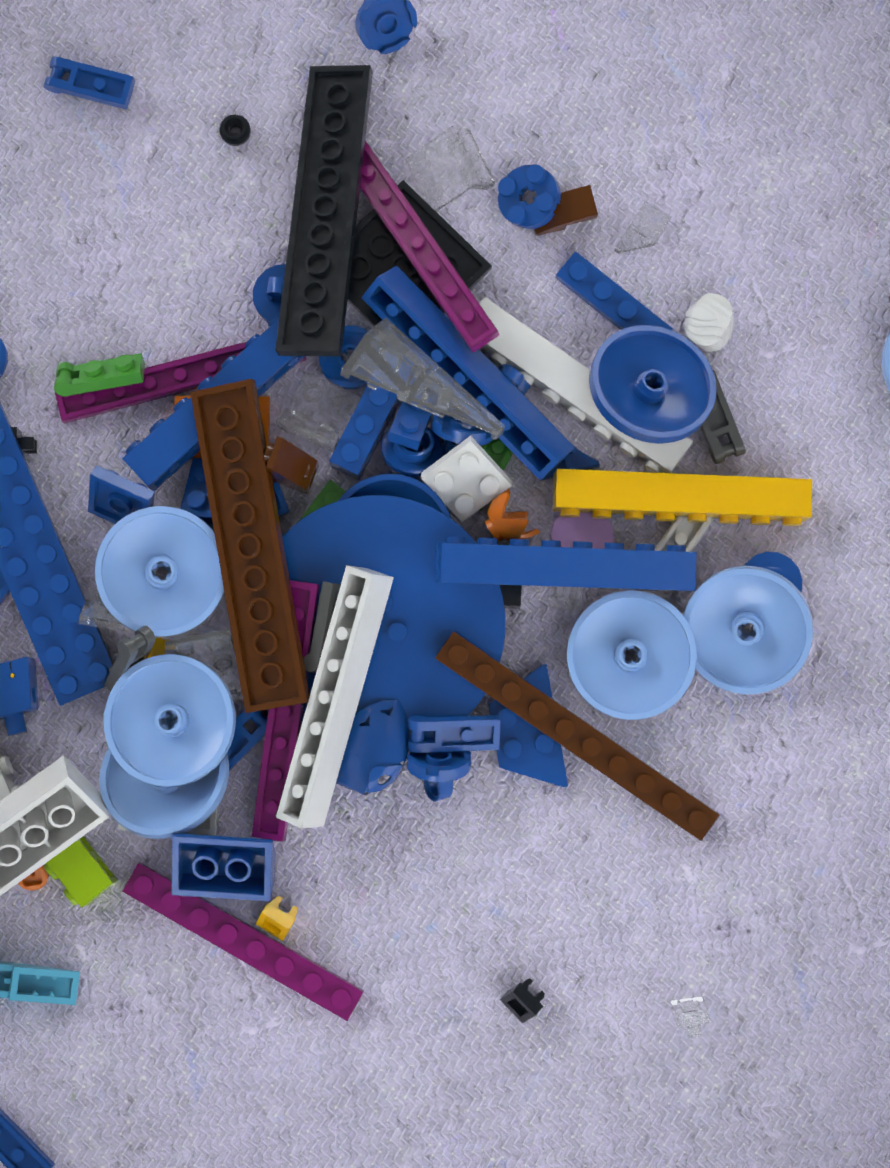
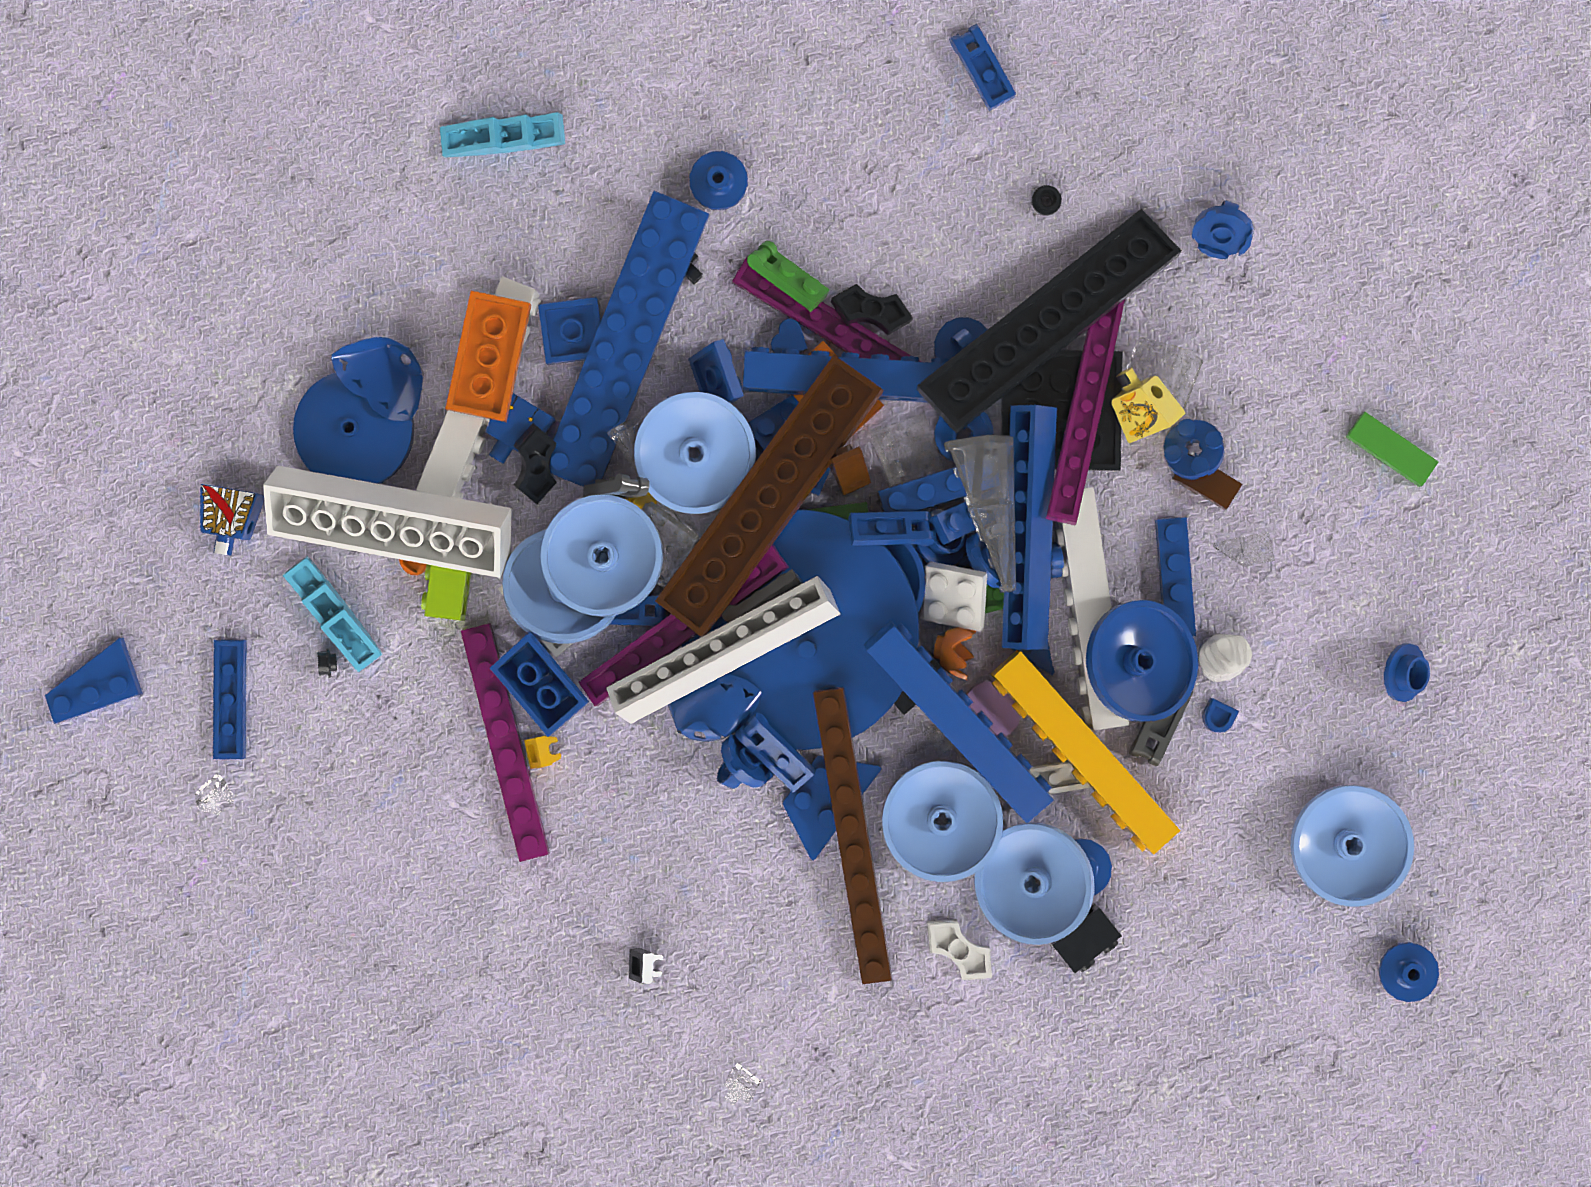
camera: 45 degrees right, 5 degrees up
(40, 695) = (535, 453): none -> black tile
(43, 1023) = (326, 663): none -> black plate
(145, 416) = (789, 337): none -> blue tile
(199, 329) = (859, 306): none -> black tile
(366, 476) = (890, 528): none -> blue plate
(459, 200) = (1144, 406): none -> light yellow torso
(671, 53) = (1392, 449): none -> bright green tile
(730, 740) = (971, 959): none -> white tile
(751, 370) = (1218, 716): none -> blue tile
(831, 632) = (1087, 941): none -> black brick
(851, 198) = (1406, 672): none -> blue piece

